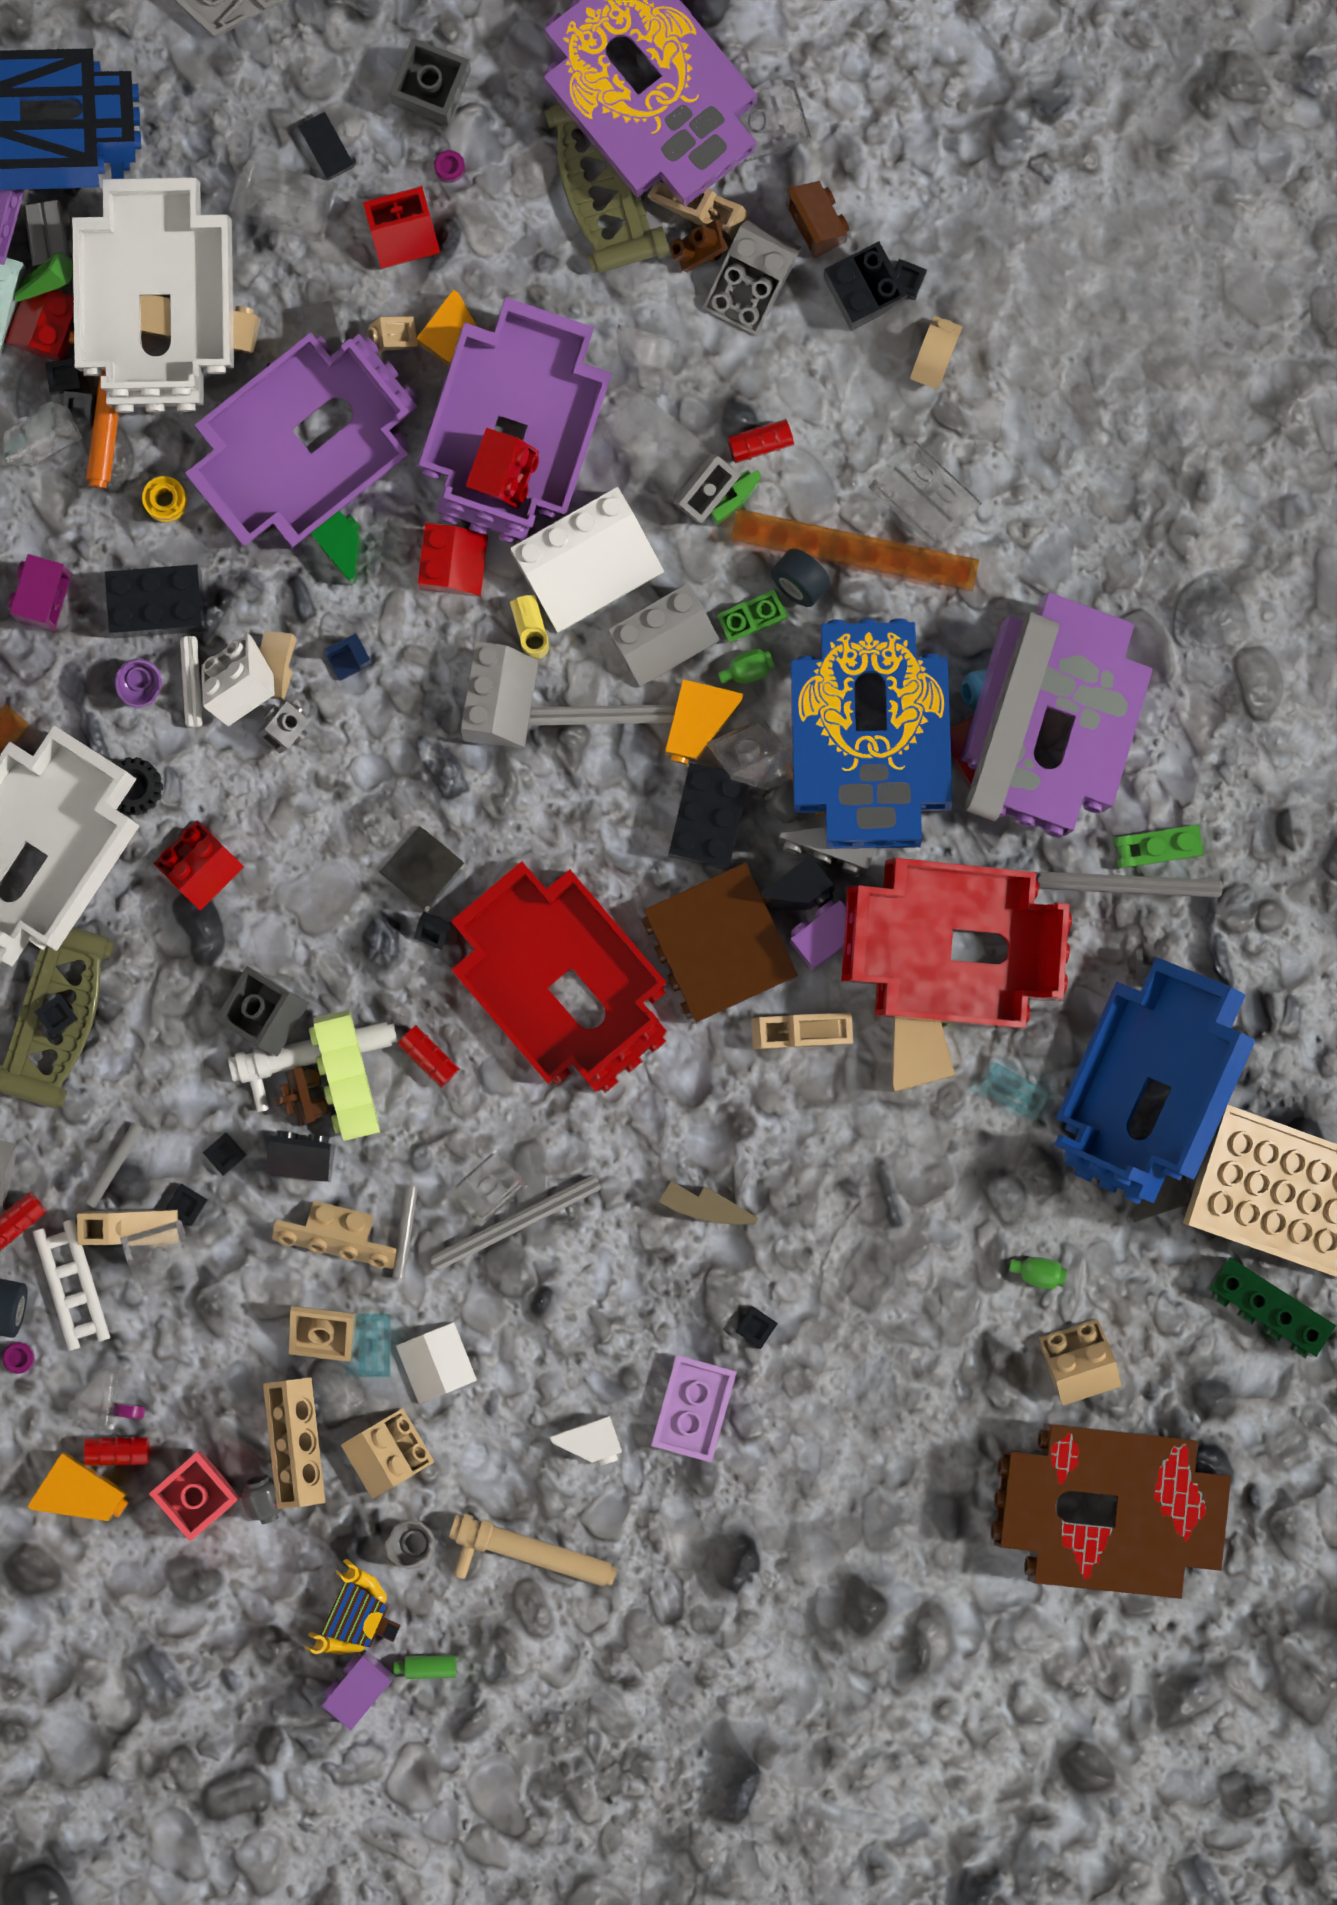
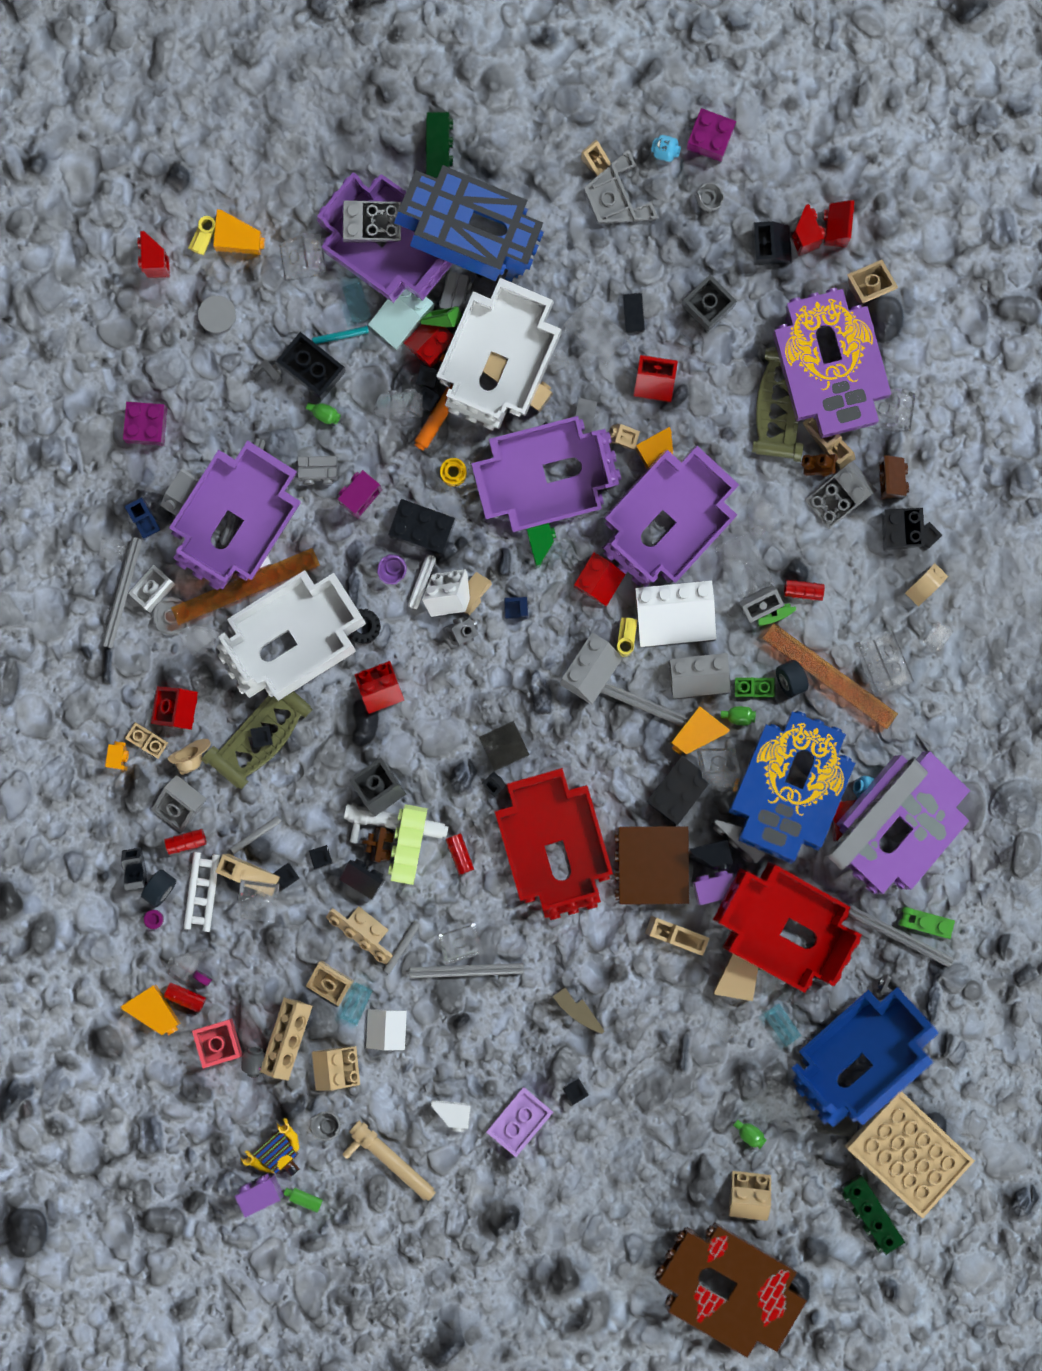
camera: 25 degrees right, 0 degrees up
(449, 166) = (698, 355): magenta tile -> none
(503, 468) = (651, 541): red slope -> none

